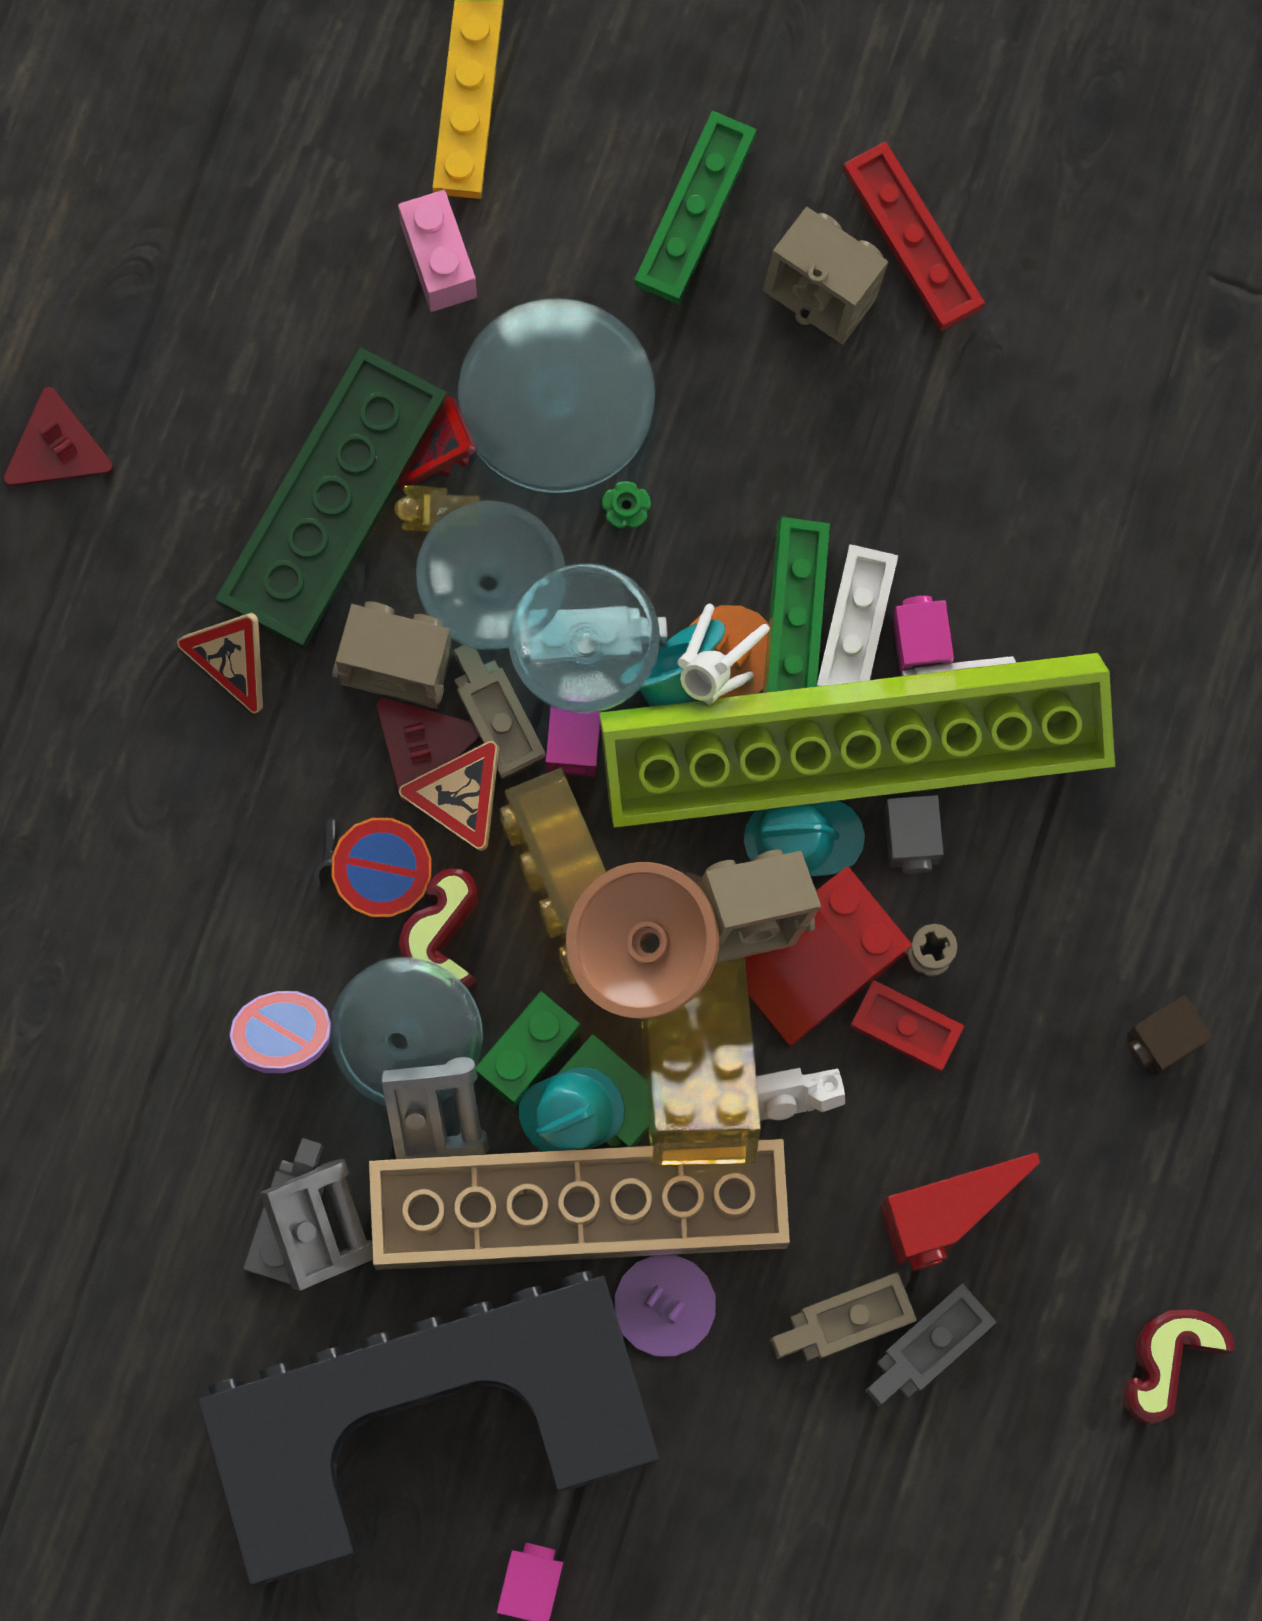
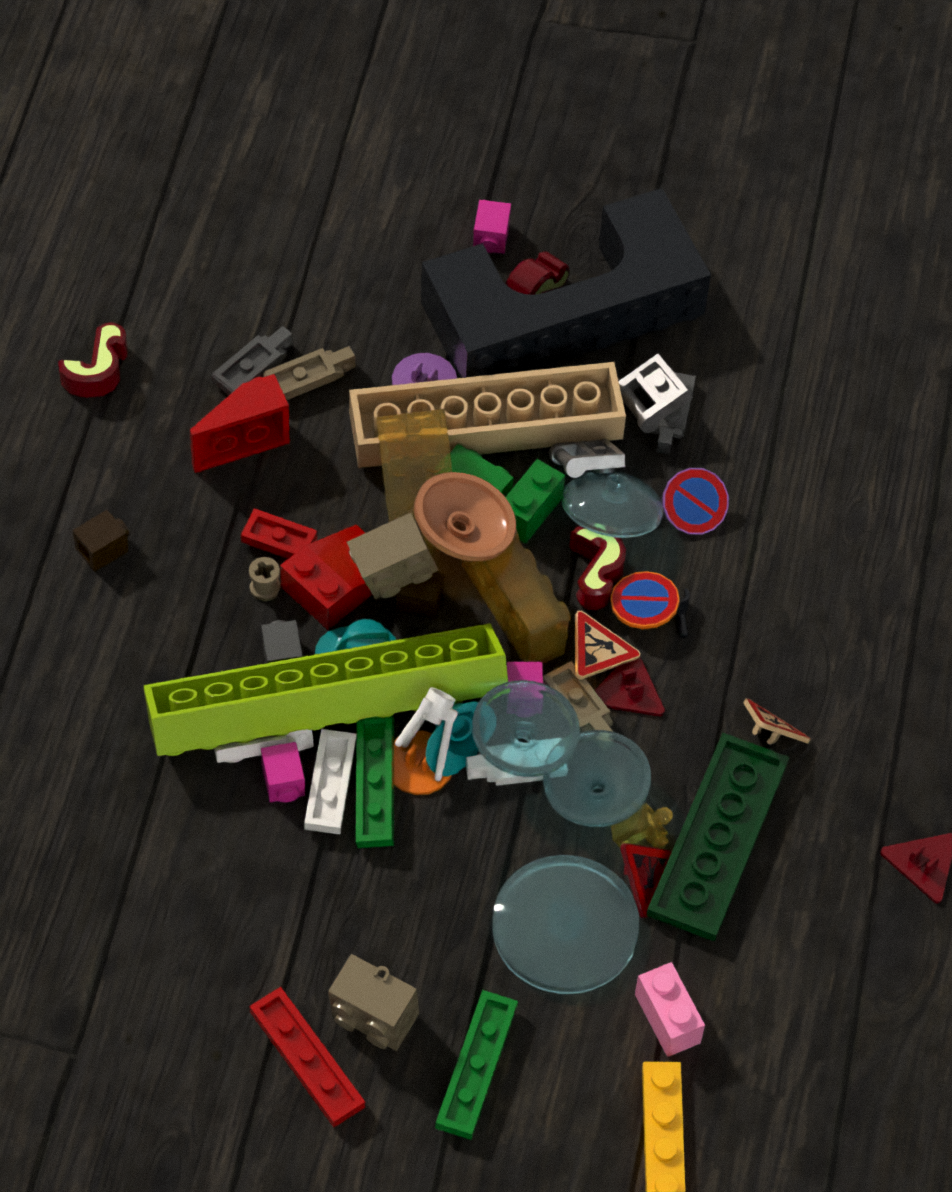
camera: 175 degrees right, 20 degrees down
(394, 654) = (658, 717): dark tan brick -> none
(474, 1460) = (538, 275): none -> dark red animal
(572, 1110) = (497, 455): teal piece -> none
(621, 517) = (500, 856): green plate -> none
(791, 1093) = (359, 487): white hinge -> none

